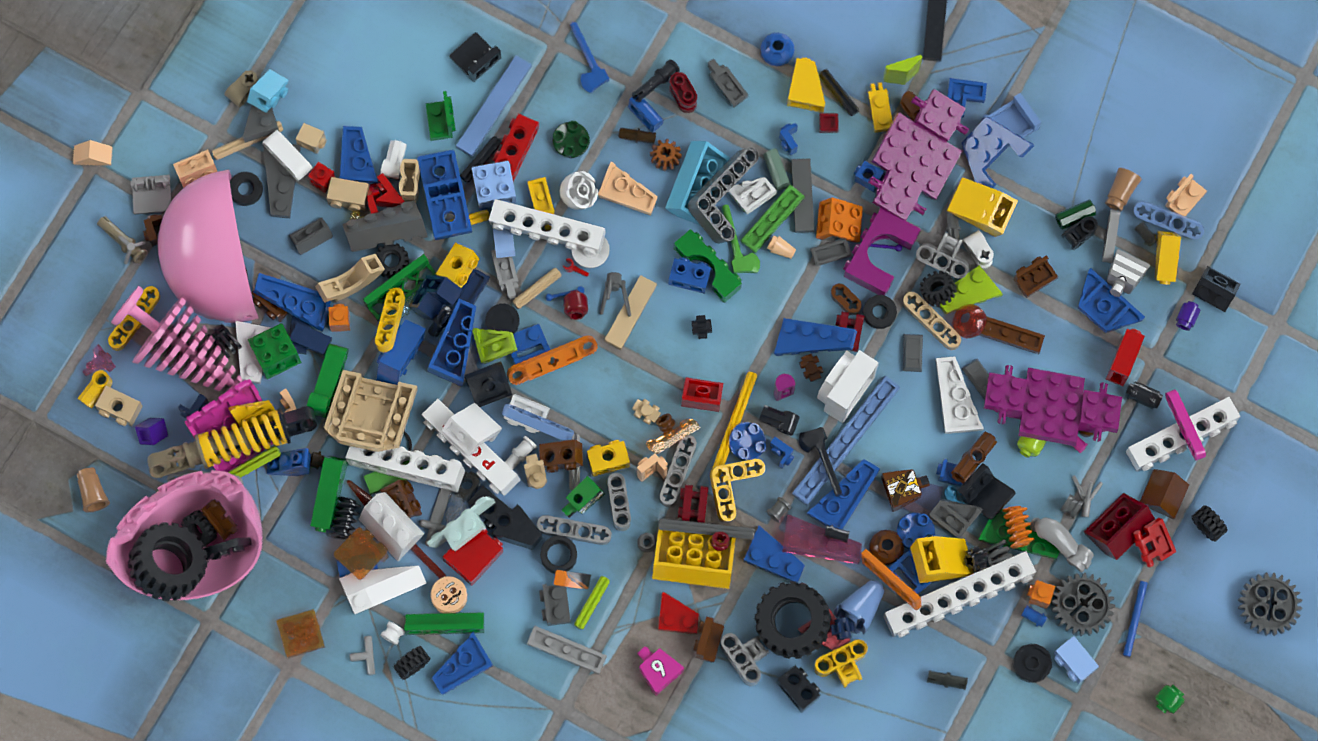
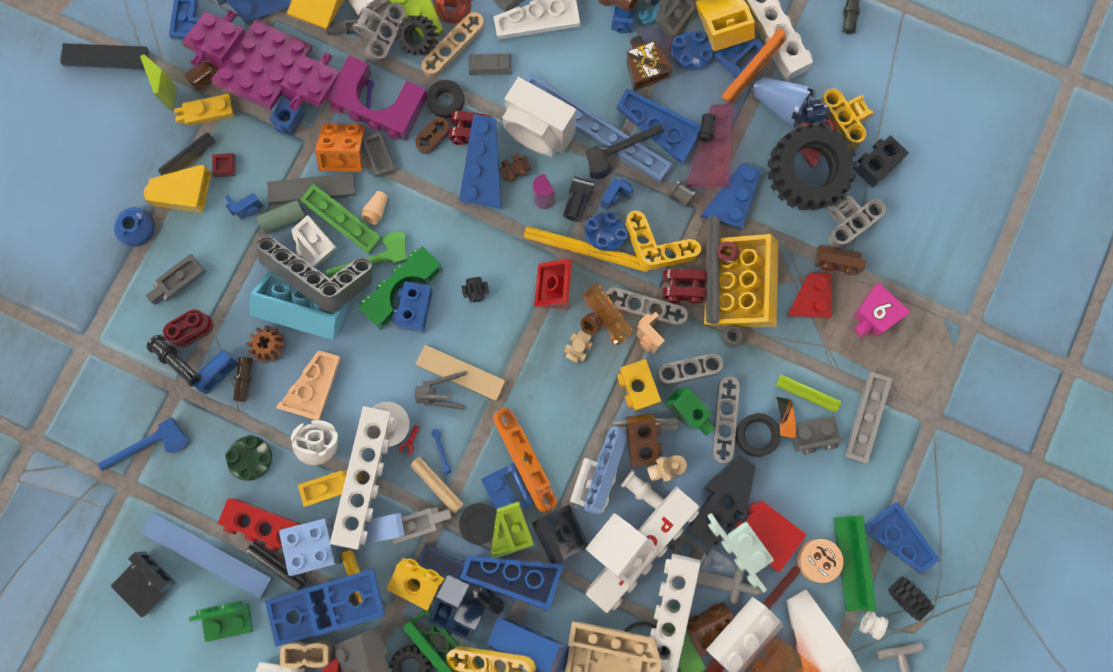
camera: 90 degrees left, 5 degrees up
(575, 305) = (456, 437): dark red head -> none
(887, 557) = (710, 89): reddish brown piece -> none

